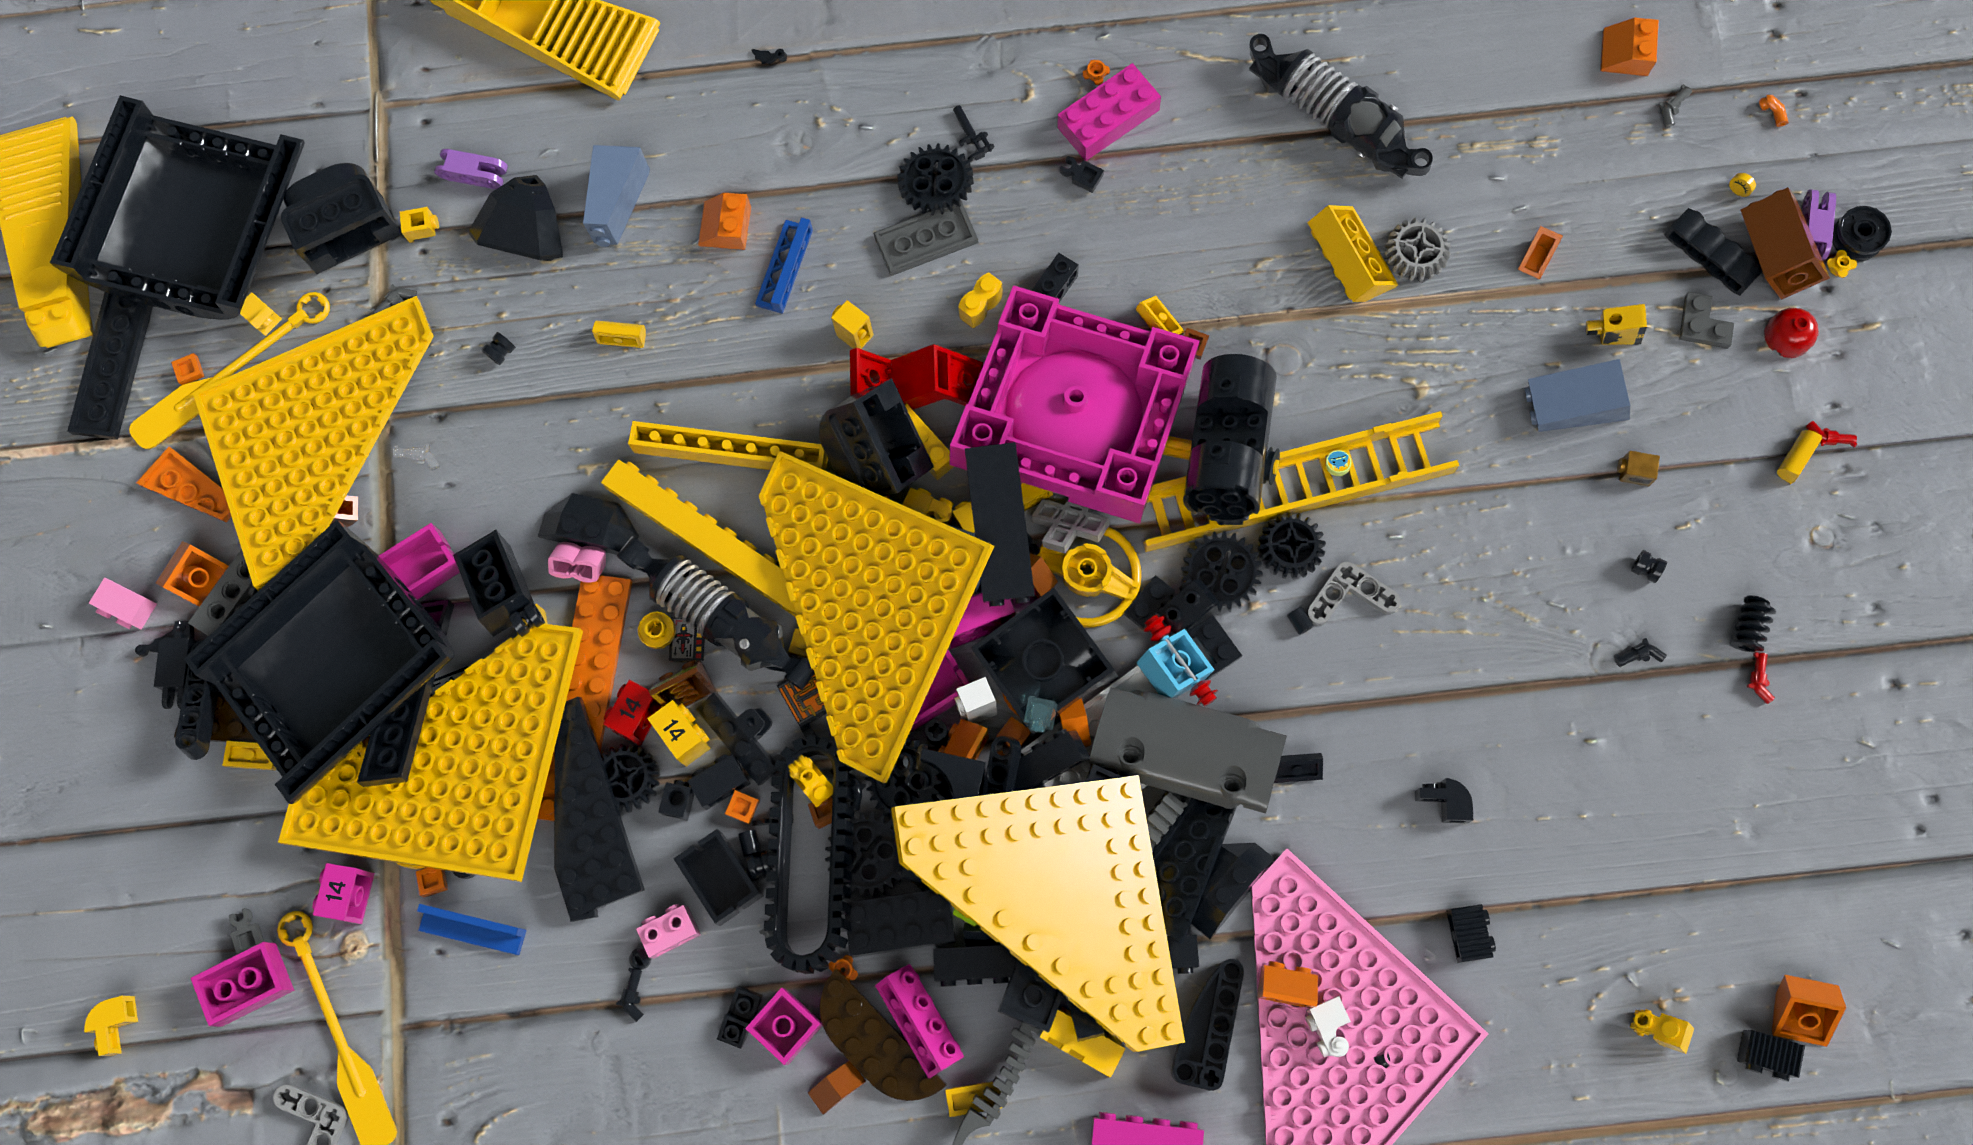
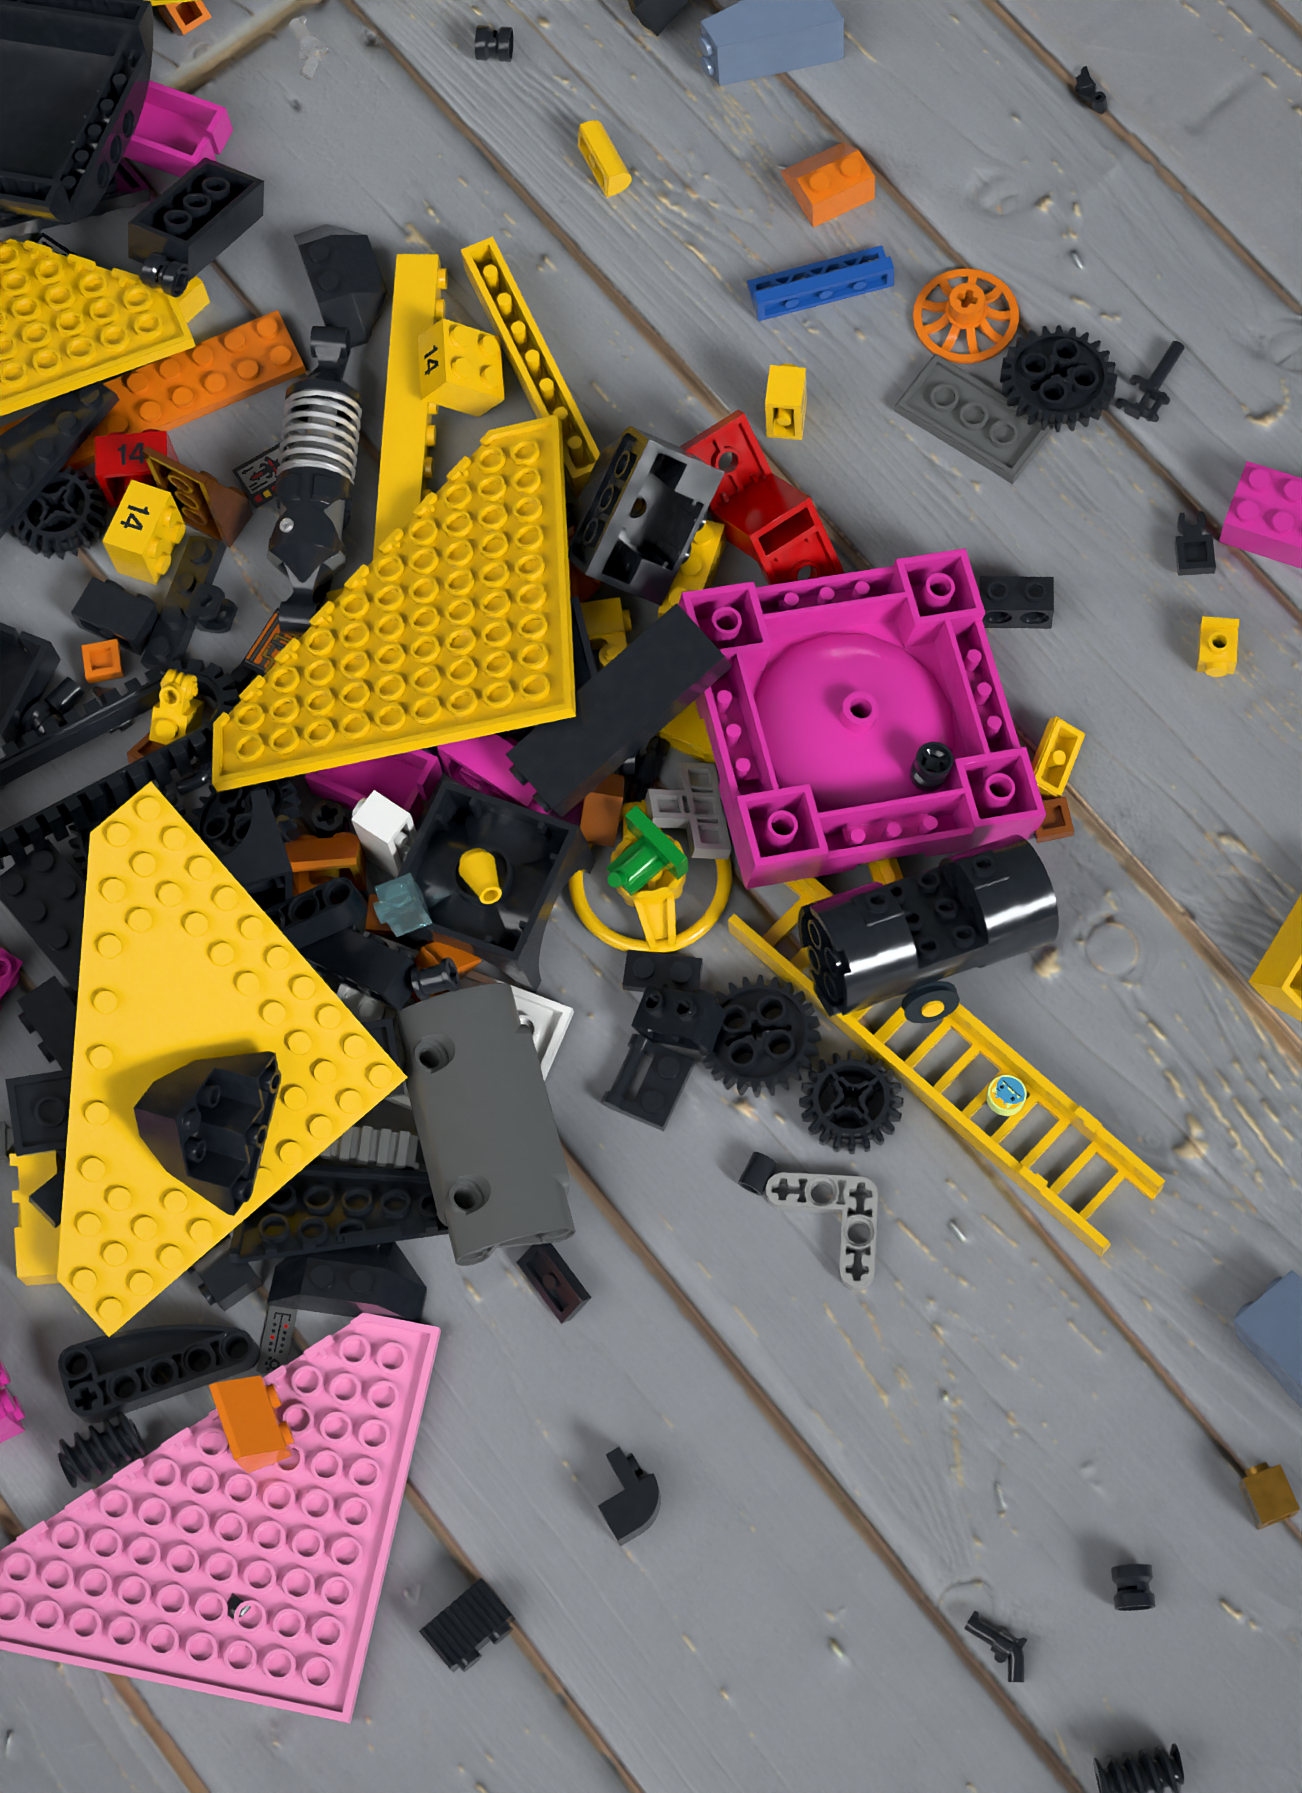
camera: 60 degrees right, 5 degrees down
(577, 562) = (284, 293): bright pink brick -> none
(656, 630) = (257, 431): yellow plate -> none
(677, 811) = (55, 575): black brick -> none
(703, 489) = (460, 368): none -> yellow brick
(859, 201) = (966, 311): none -> orange wheel
(979, 301) = (927, 529): yellow brick -> none
(1046, 659) = (480, 873): none -> yellow cone
(1085, 565) = (646, 856): none -> green piece
(1089, 724) = (435, 979): none -> black bush
(1109, 902) = (212, 1123): none -> black brick
(1132, 381) = (933, 758): none -> black wheel
(1147, 205) = (1212, 633): none -> yellow brick
(1176, 664) = (590, 1045): medium azure brick -> none
(1233, 946) = (276, 1339): none -> dark grey sticker
(1242, 1087) = (99, 1449): none -> black piece
(1325, 1021) = (238, 1497): white brick -> none

